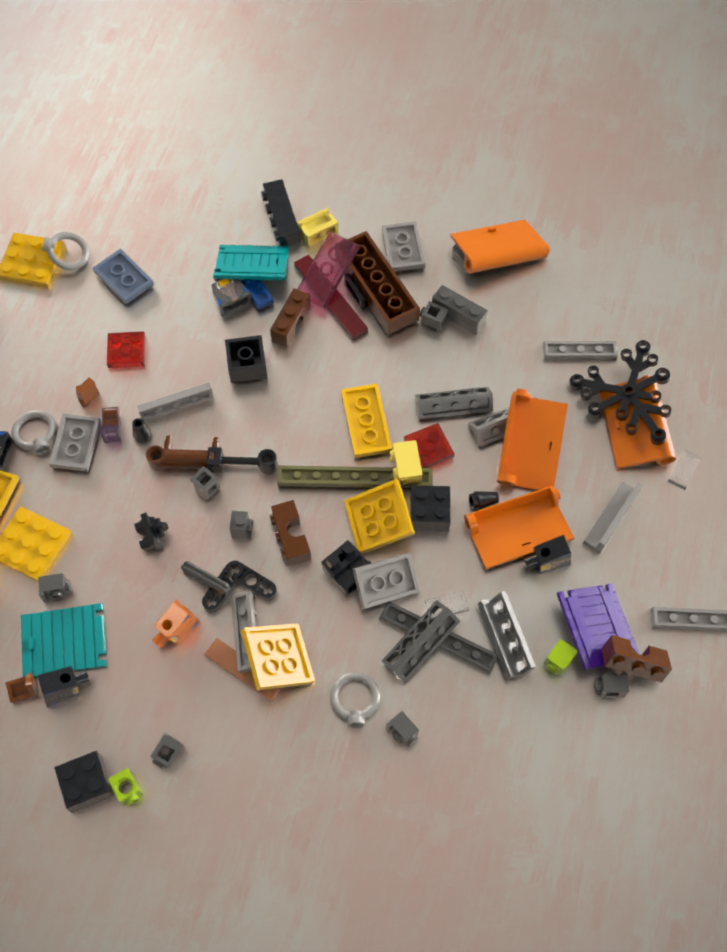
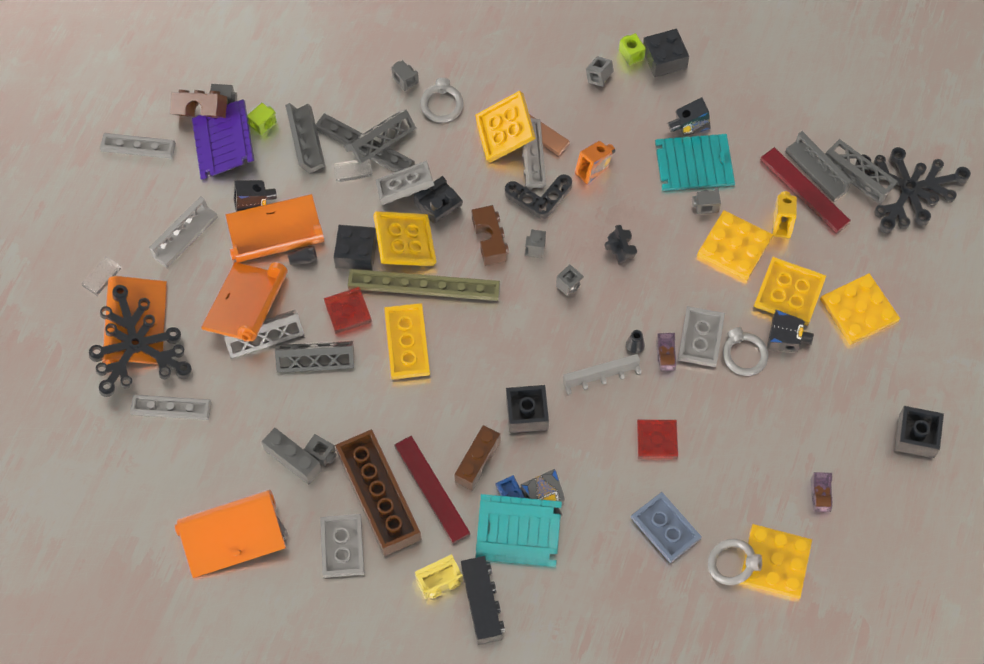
camera: 175 degrees left, 0 degrees up
(22, 688) = (725, 124): dark orange tile -> none
(86, 392) = (695, 389): dark orange tile -> none
(205, 577) = (568, 198): dark grey axle -> none
(211, 459) = (570, 309): piece -> none
(328, 268) = (432, 506): clear pink tile -> none
(355, 290) = (403, 487): black tile -> none
(406, 462) = (371, 282): light yellow hinge -> none

